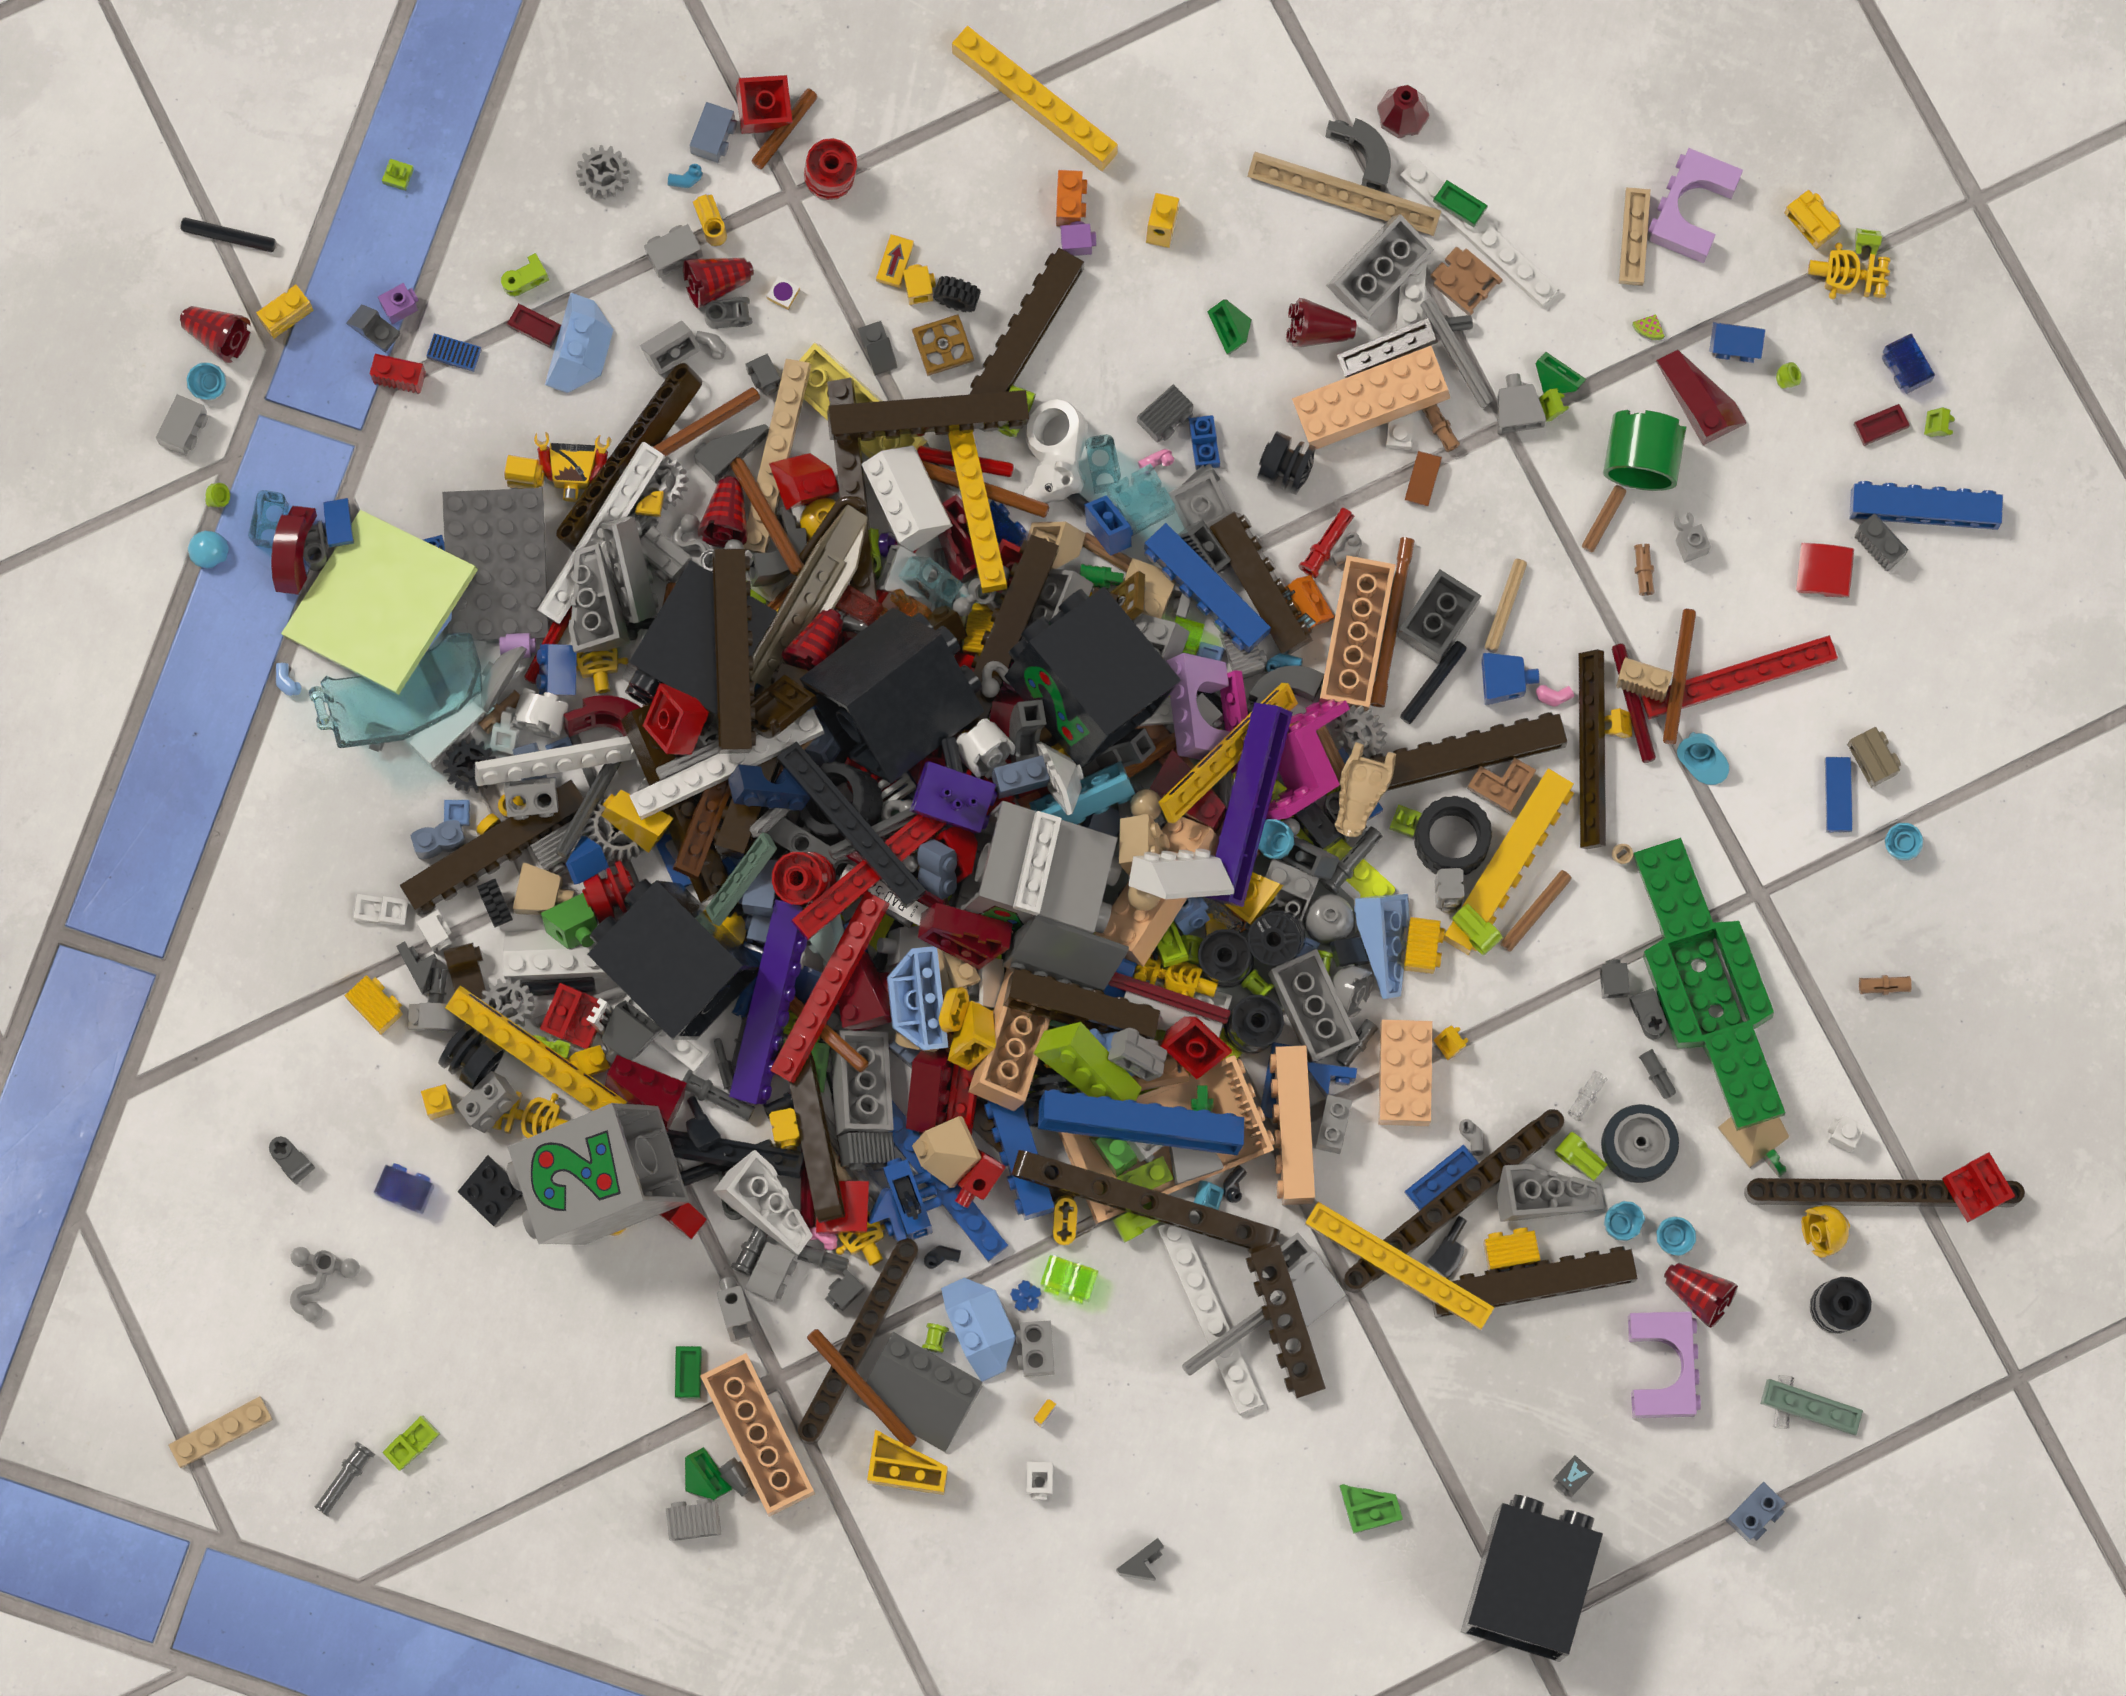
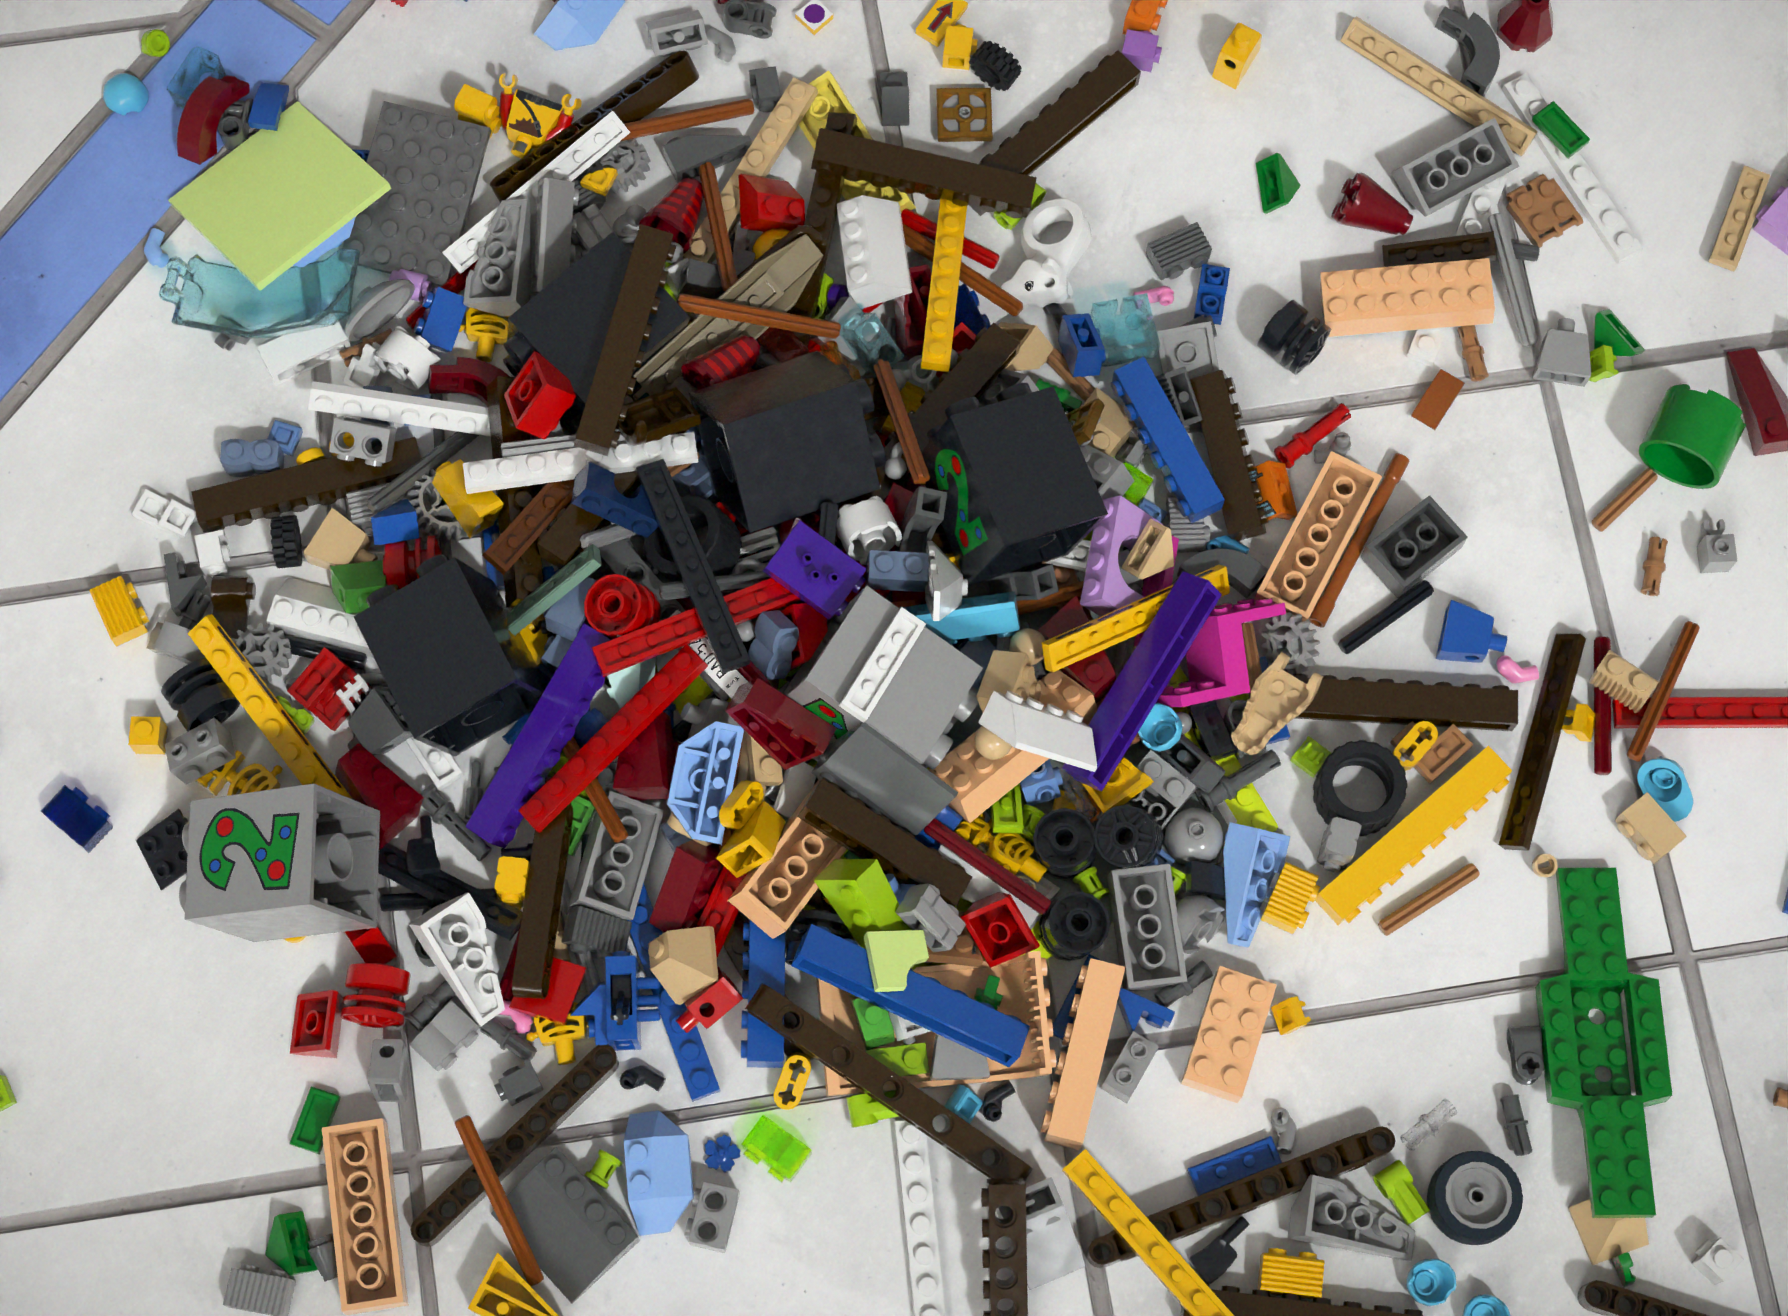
camera: 15 degrees right, 5 degrees down
(460, 768) = (301, 387): black gear -> none
(590, 1060) = (329, 742): yellow bracket -> none
(662, 1295) = (317, 1024): none -> red slope
(705, 1261) = (376, 990): none -> red wheel
(832, 589) = (758, 316): none -> dark orange axle
(982, 646) = (901, 422): none -> dark orange axle
(1044, 1413) = (698, 1294): yellow tile -> none
(1105, 443) = (1100, 260): clear light blue piece -> none
(1118, 1095) = (893, 955): none -> yellowish green tile
(1222, 692) = (1151, 551): none -> tan slope
(1225, 1341) = (929, 1277): light grey axle -> none
(1481, 934) = (1360, 905): lime piece -> none
(1493, 789) = (1419, 749): none -> yellow beam
(1505, 605) = (1489, 558): tan axle -> none
(1614, 979) = (1496, 1002): dark grey brick -> none
(1649, 328) = (1729, 316): lime tile -> none
(1699, 796) = (1650, 828): none -> tan brick

